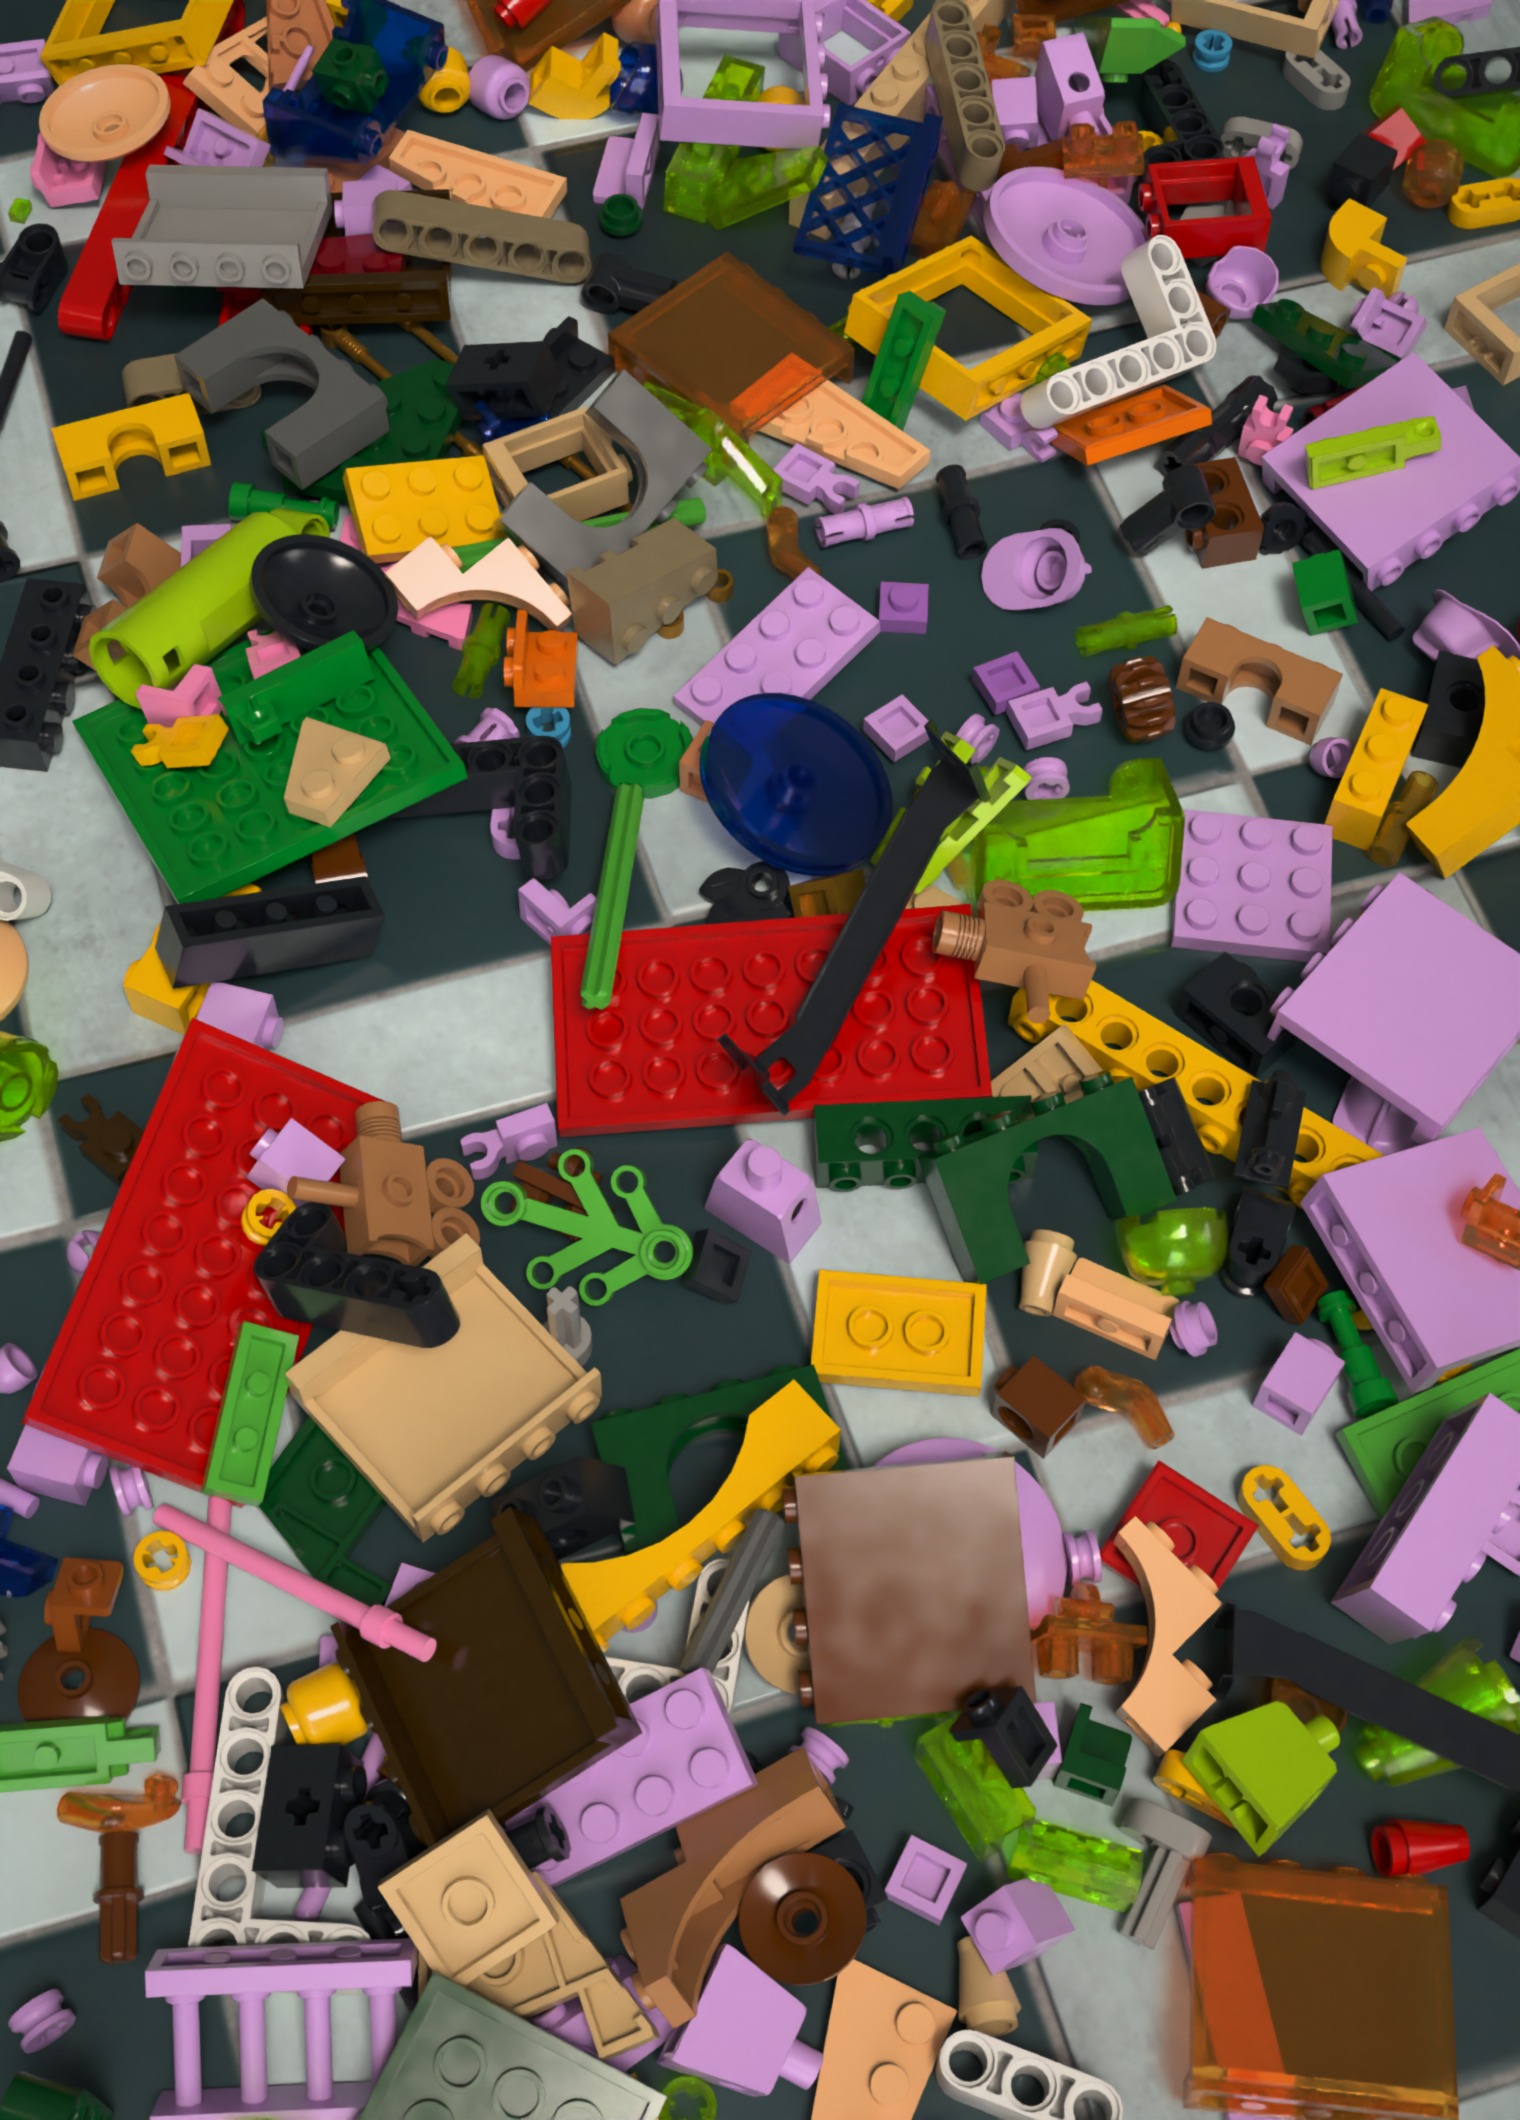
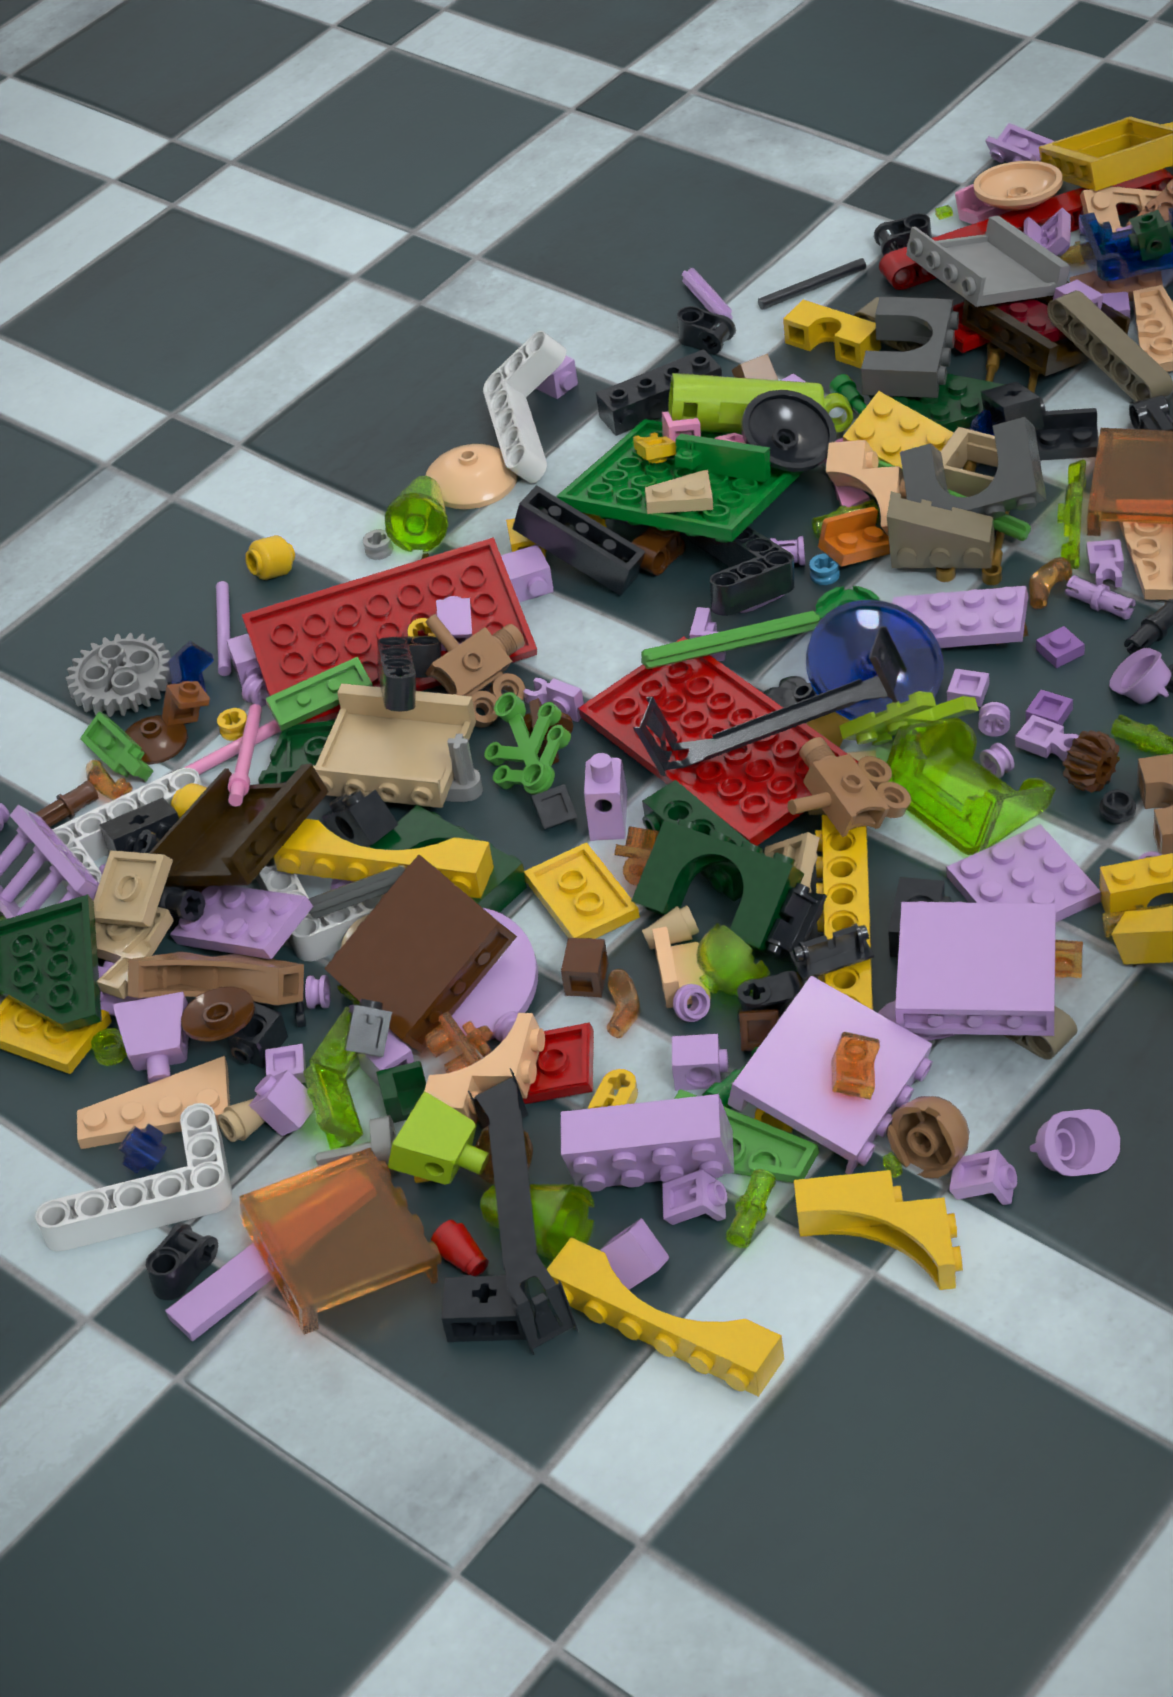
camera: 65 degrees right, 15 degrees down
(901, 1221) = (638, 849): none -> clear orange hips

